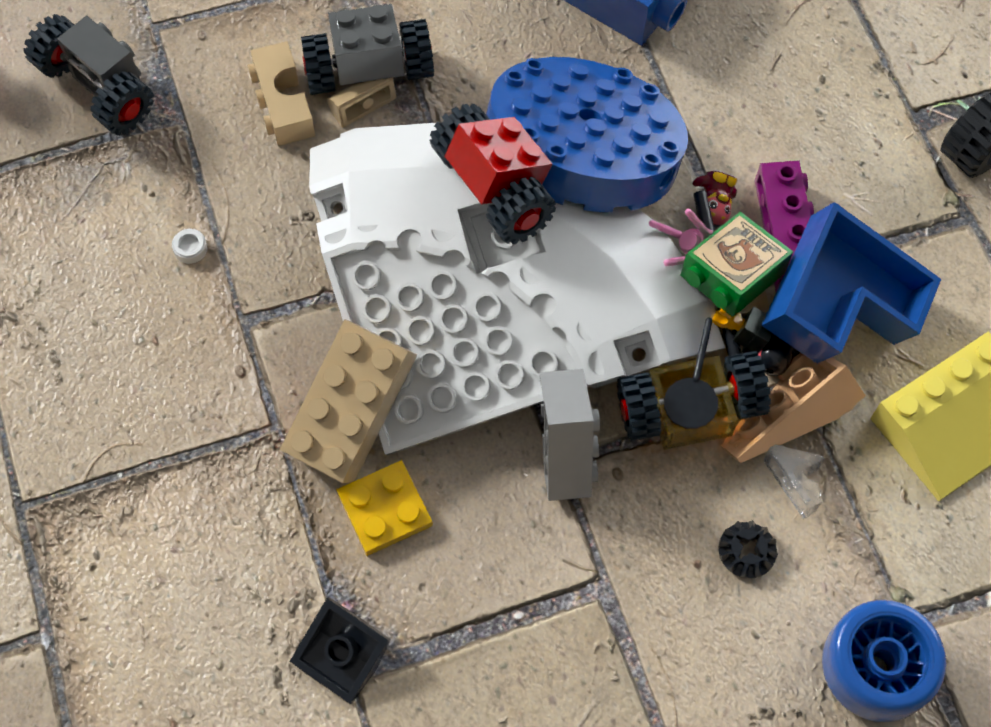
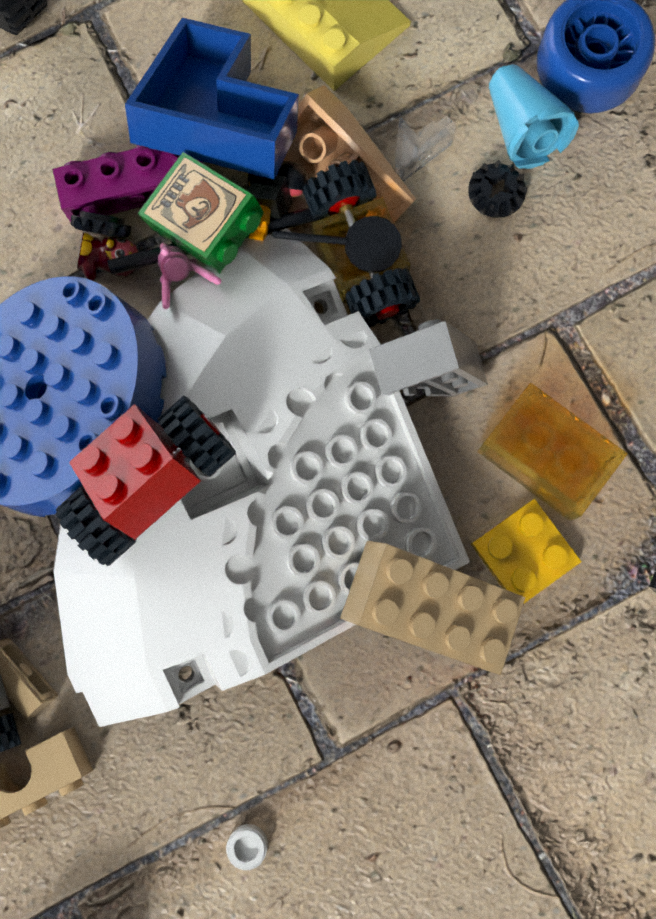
camera: 90 degrees left, 15 degrees up
(471, 535) = (552, 452): none -> clear yellow brick
(744, 192) = (101, 224): none -> black gear
(817, 582) = (530, 117): none -> medium azure cone

